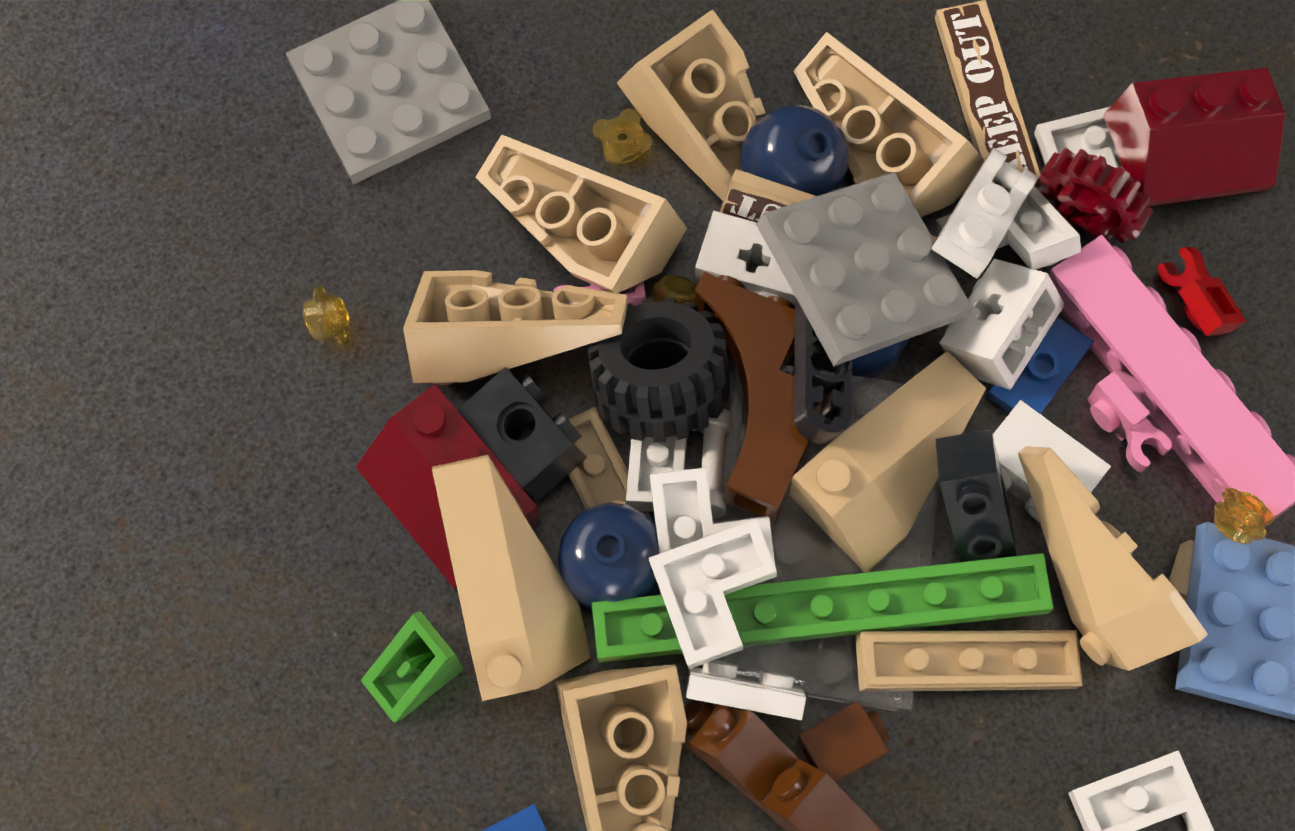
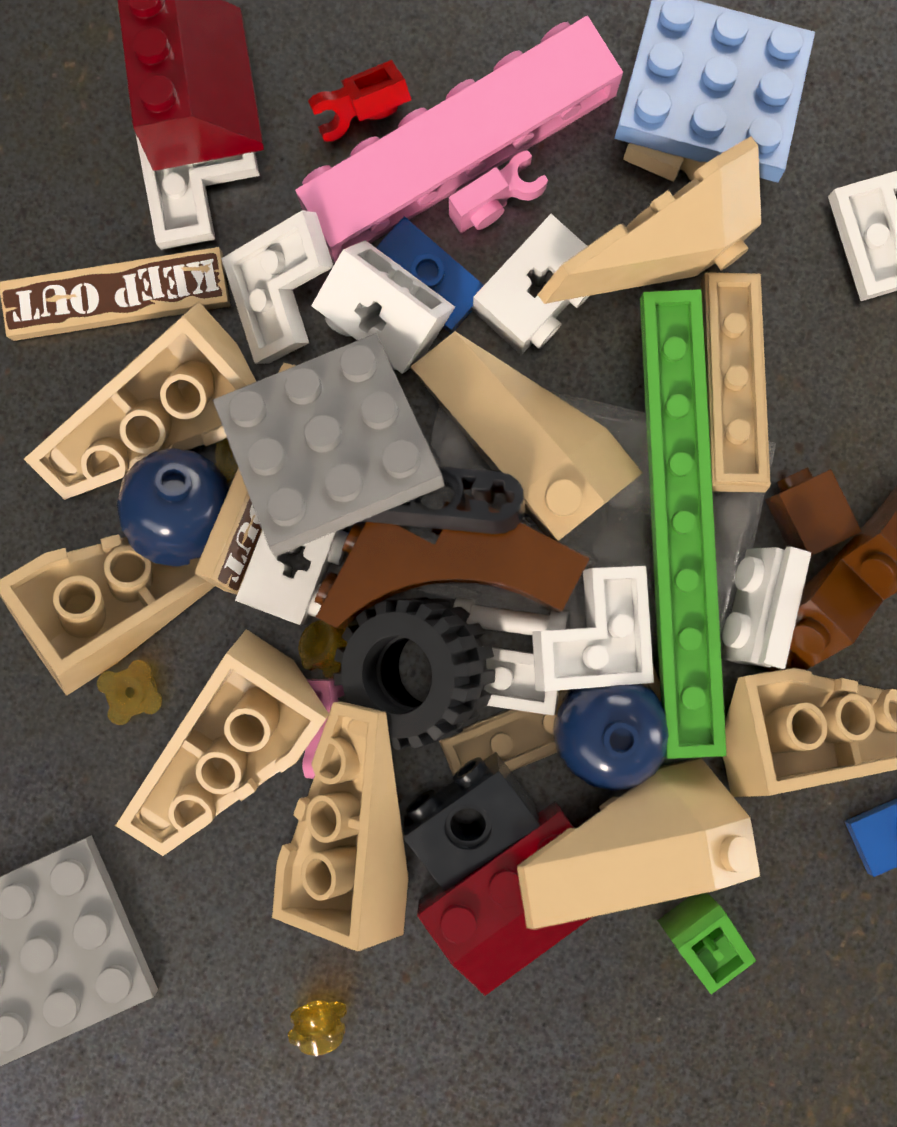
camera: 85 degrees left, 15 degrees up
(695, 583) = (665, 651): white plate -> none
(975, 496) = (580, 353): black brick -> none
(984, 214) = (267, 309): white plate -> none
(1095, 195) = (250, 190): dark red gear -> none
(1242, 516) = (619, 88): clear yellow plate -> none

